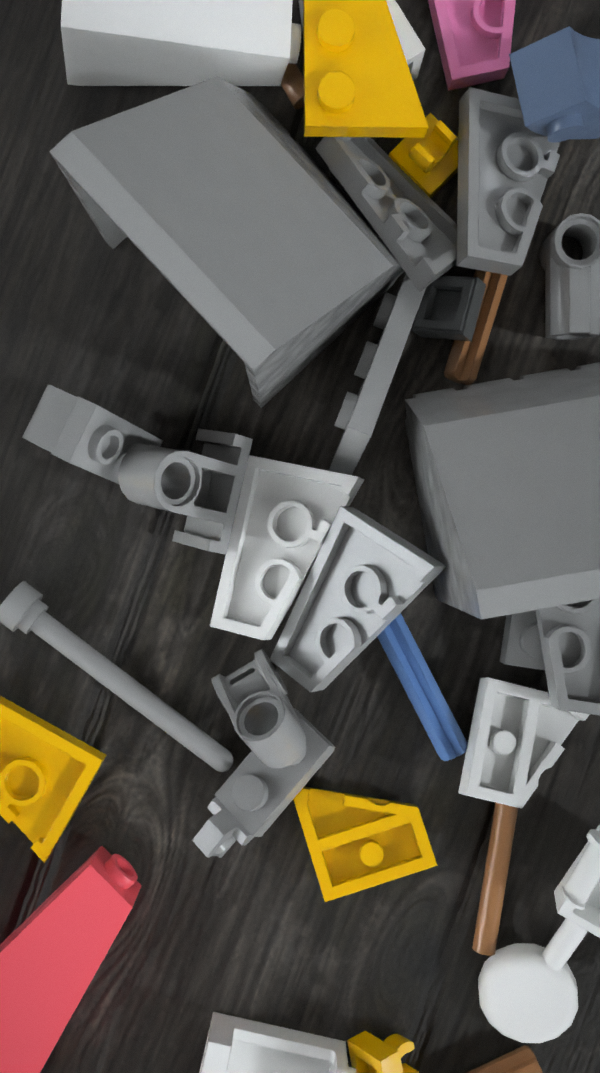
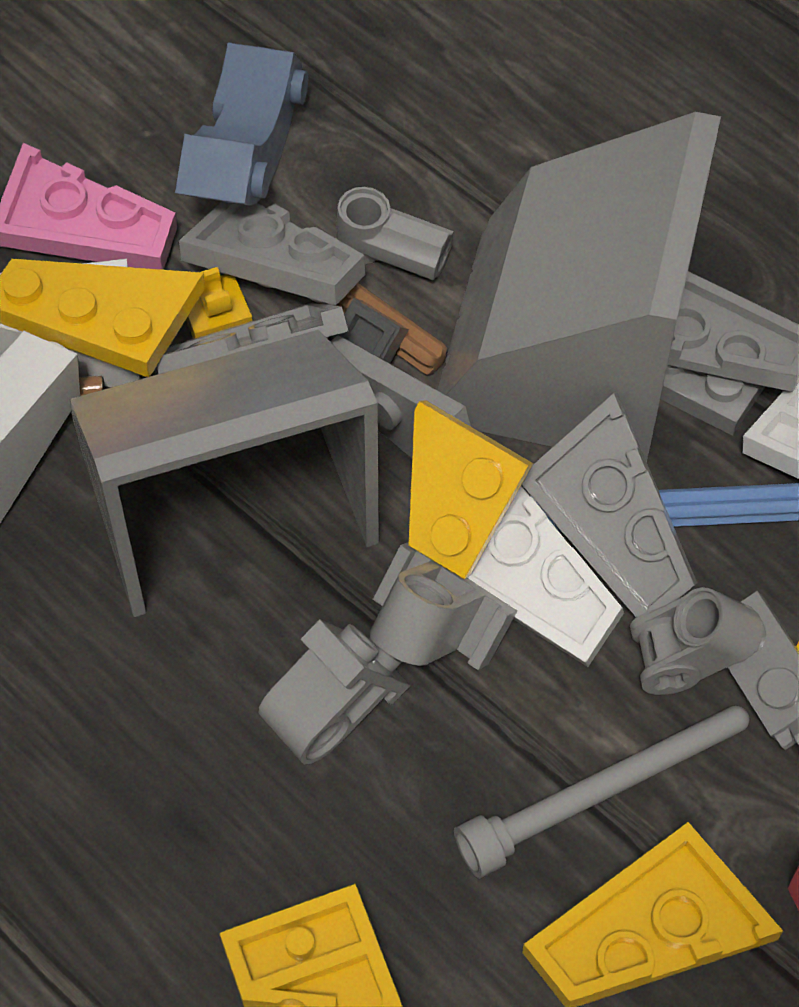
camera: 65 degrees left, 30 degrees down
(299, 461) = (458, 488): none -> yellow wing

